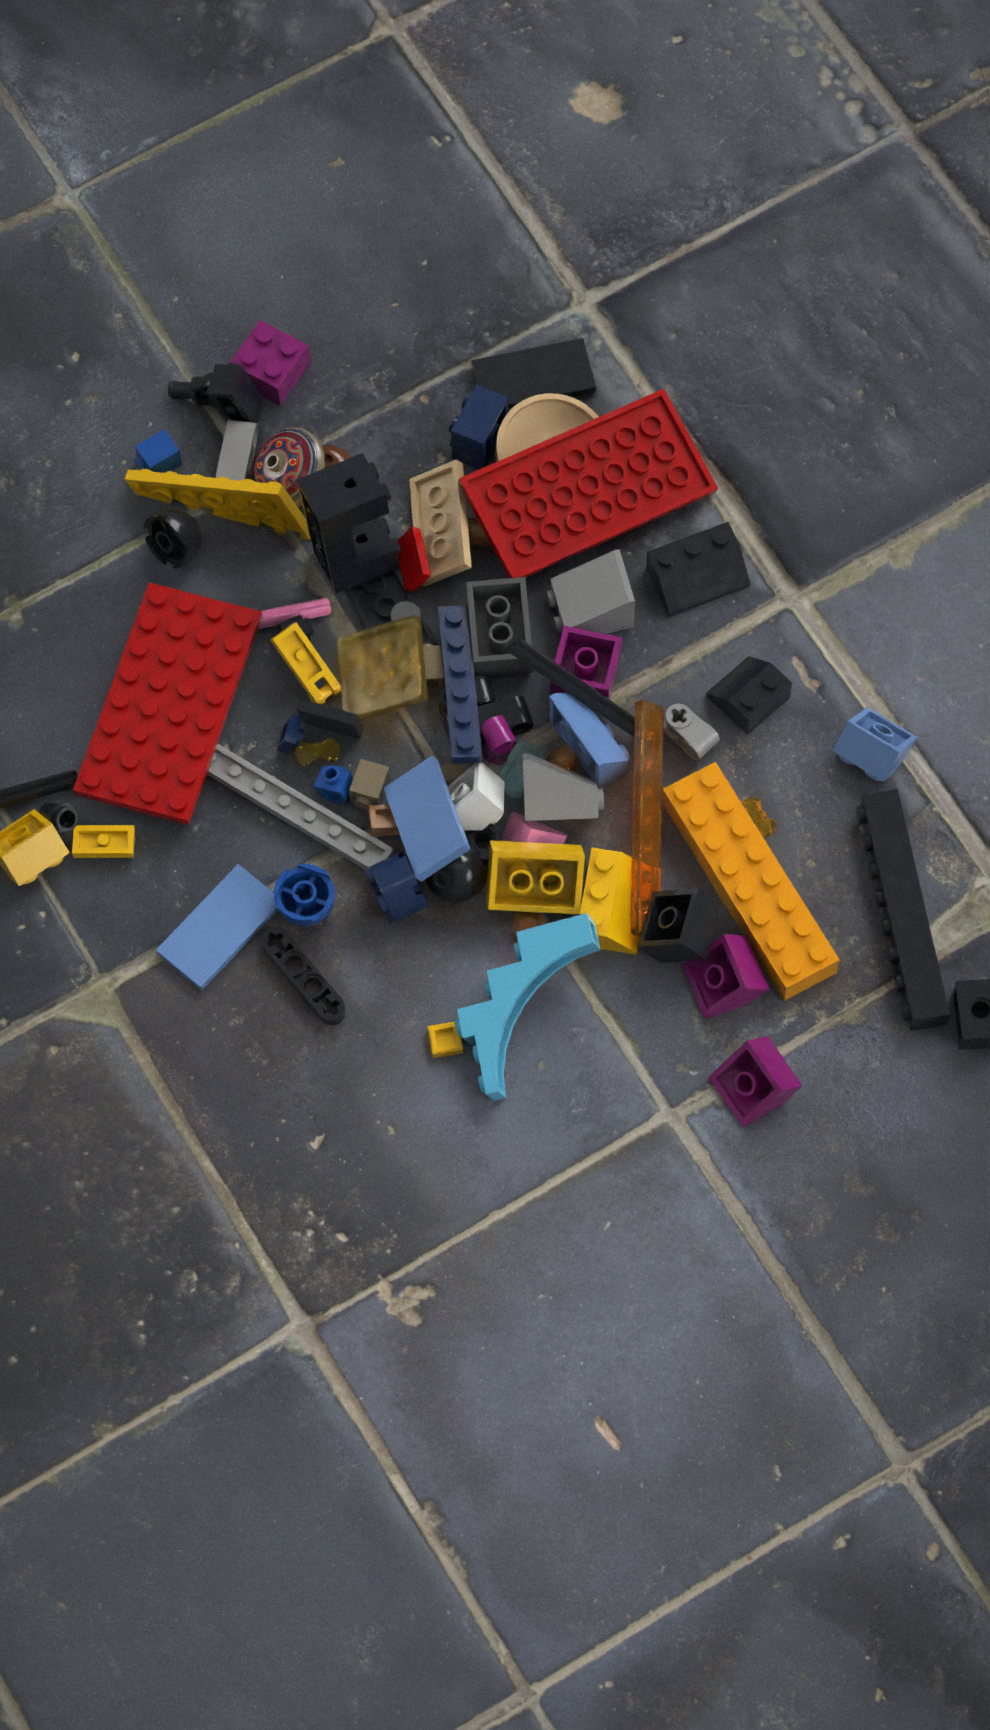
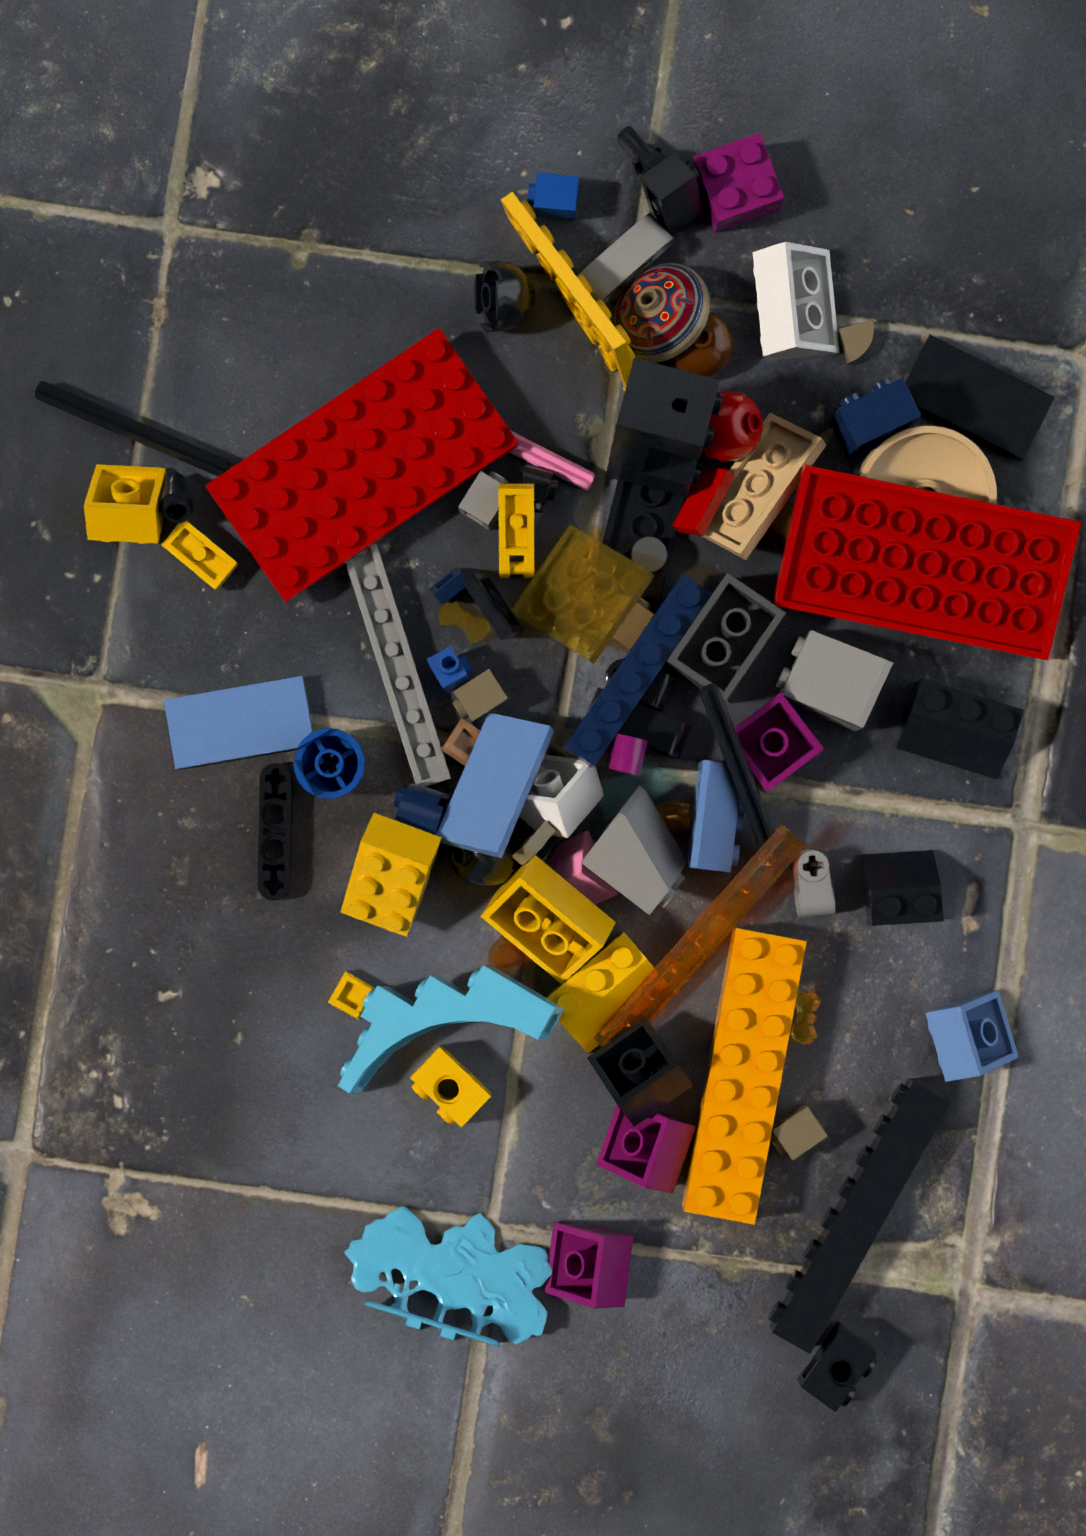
camera: 40 degrees right, 20 degrees up
(267, 666) = (482, 499): none -> light grey brick
(367, 403) = (795, 301): none -> white slope
(403, 500) = (736, 428): none -> red cylinder
(406, 927) = (390, 874): none -> yellow brick
(427, 398) = (856, 339): none -> dark tan tile
(483, 833) = (533, 843): none -> dark tan tile
(575, 1030) = (442, 1066): none -> yellow brick
(675, 1155) = (459, 1271): none -> medium azure plant
(818, 888) = (797, 1132): none -> dark tan brick

